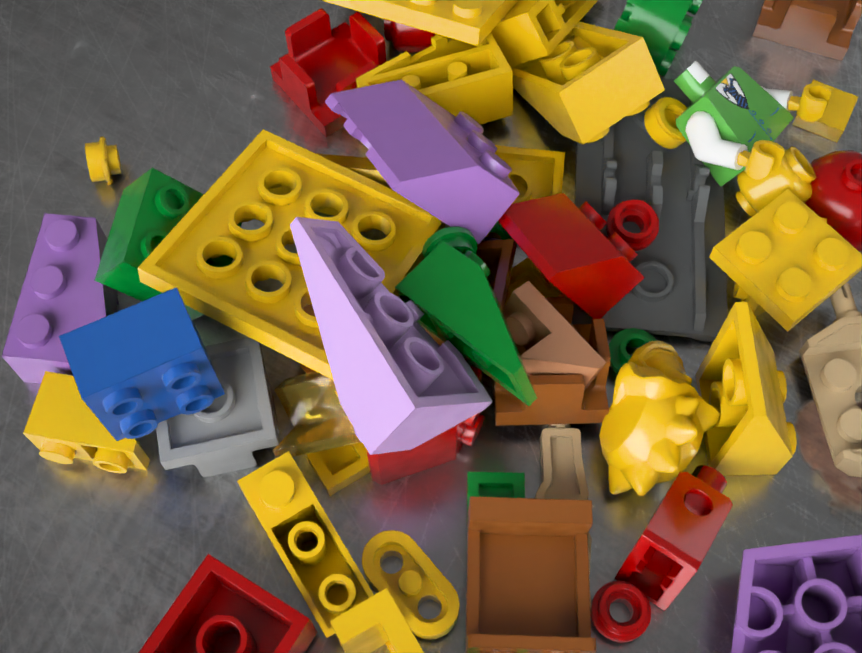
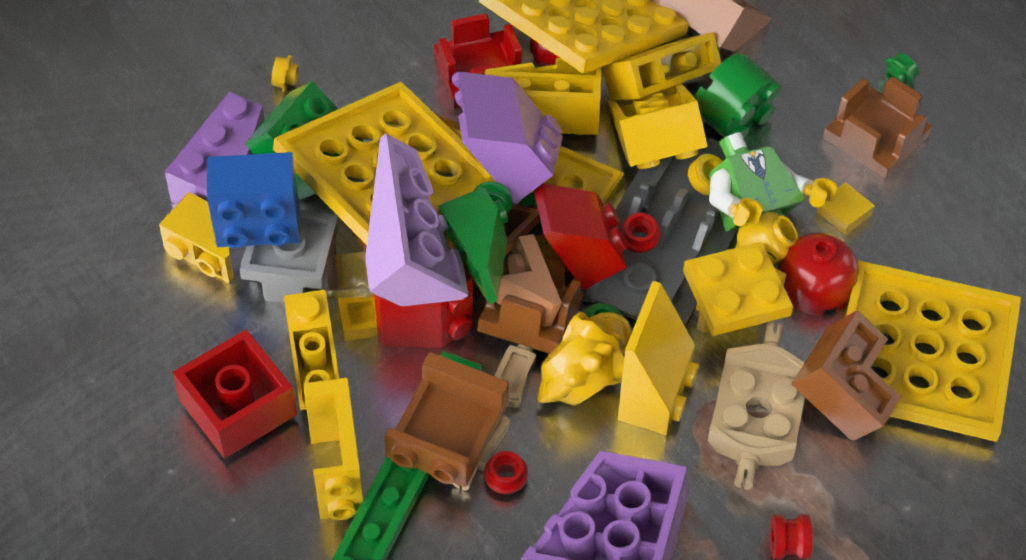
camera: 20 degrees right, 10 degrees down
(412, 584) = (373, 408): yellow plate -> none
(678, 535) = (562, 434): red torso -> none

